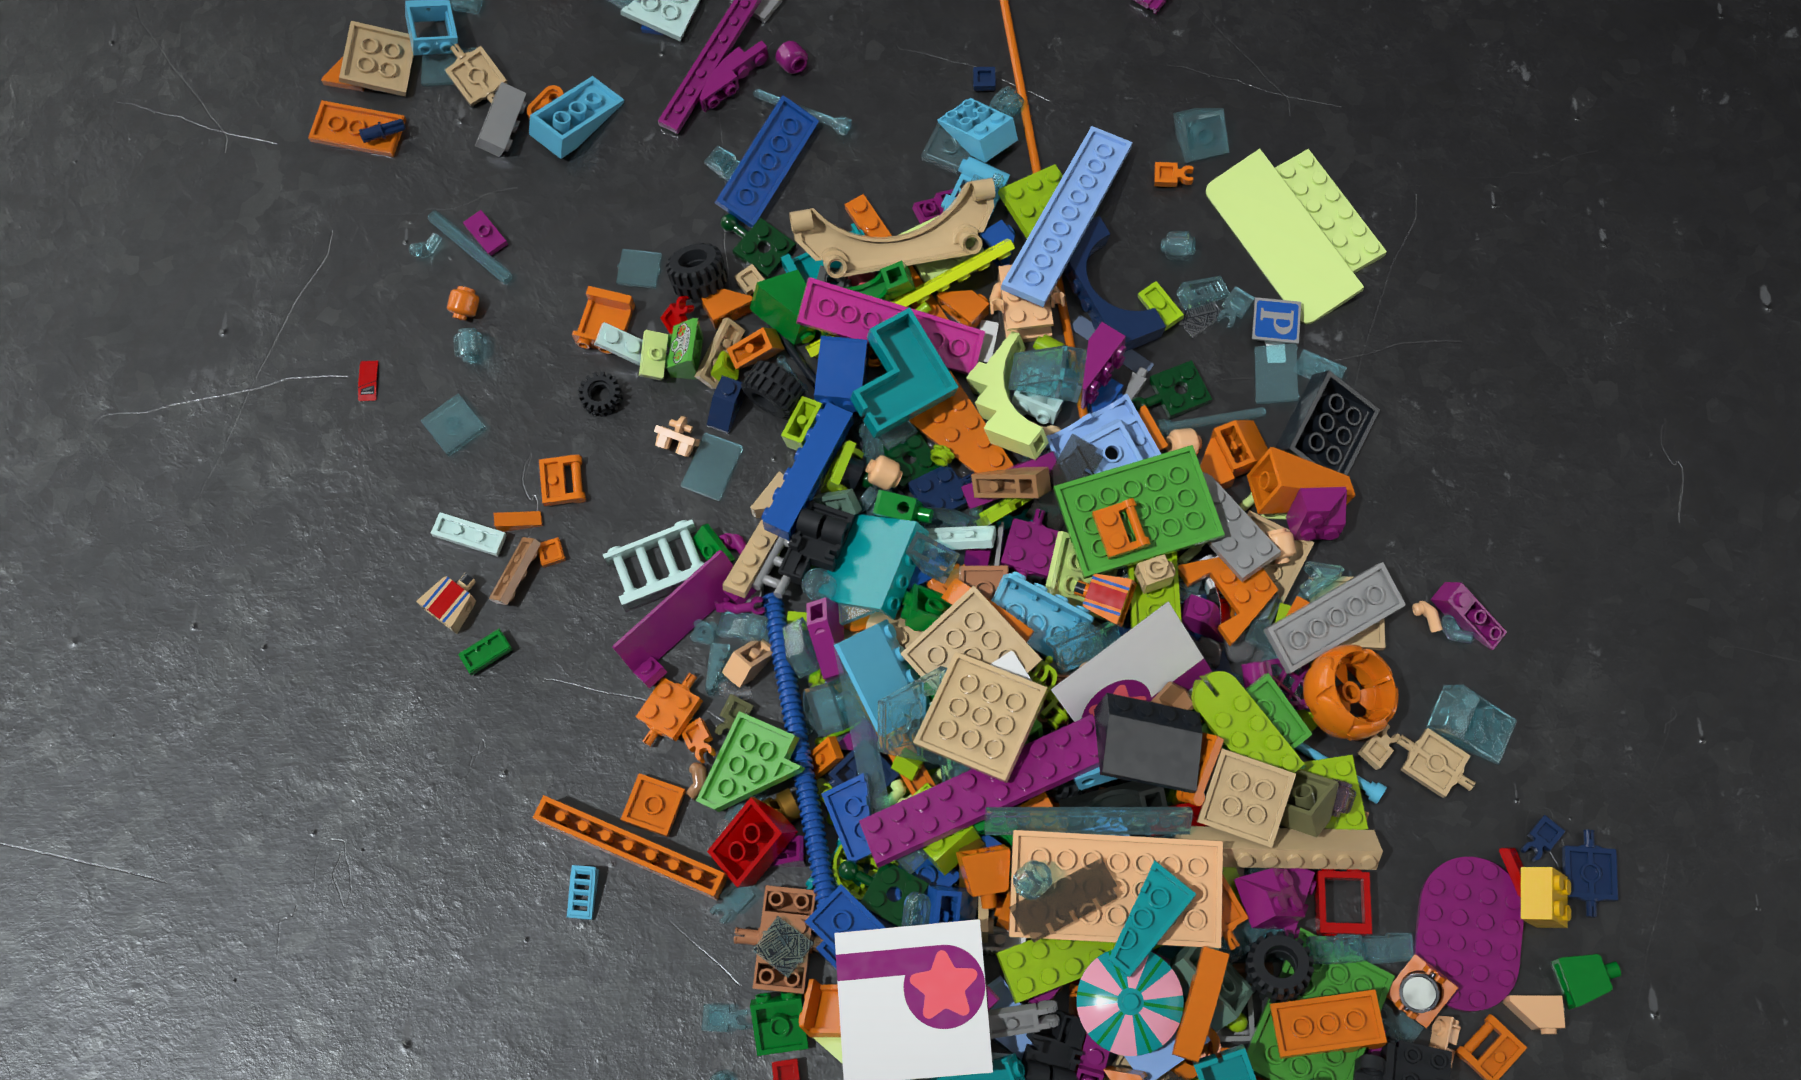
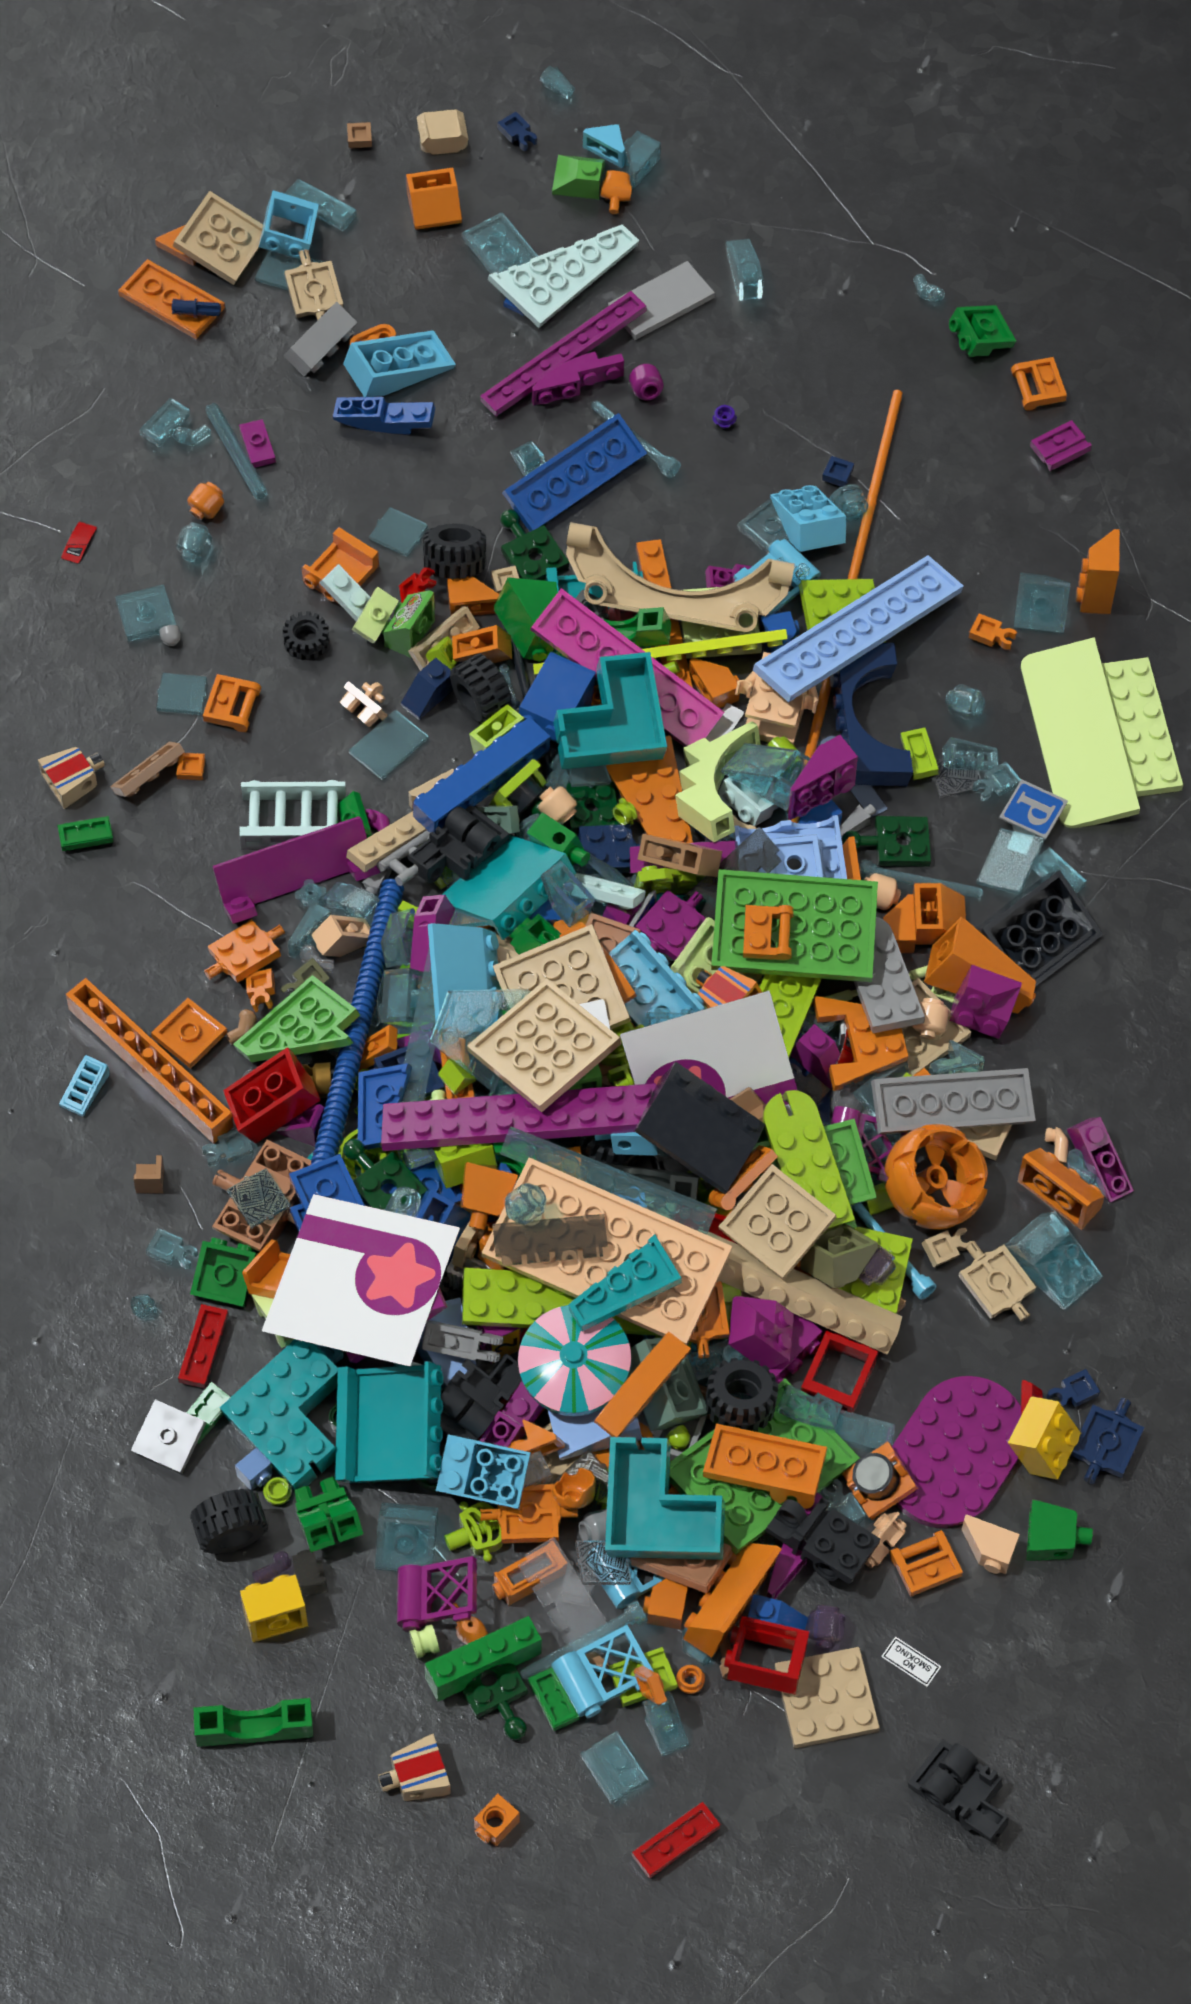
camera: 15 degrees right, 10 degrees down
(397, 243) = (164, 422): none -> clear light blue plate
(468, 534) = (116, 719): light aqua plate -> none
(483, 437) = (170, 634): none -> light grey hinge
(514, 487) = (181, 693): none -> clear light blue piece
(517, 520) = (169, 724): orange piece -> none
(581, 170) = (384, 417): none -> blue slope
(675, 956) = (150, 1177): none -> medium nougat panel
(740, 608) = (346, 877): magenta arm -> none
(818, 584) = (444, 882): clear light blue head -> none
(866, 60) = (724, 411): none -> dark purple plate
(1154, 573) = (785, 987): tan brick -> none
(1246, 93) = (1099, 575): none -> orange slope
(1451, 656) = (1060, 1187): none -> orange slope

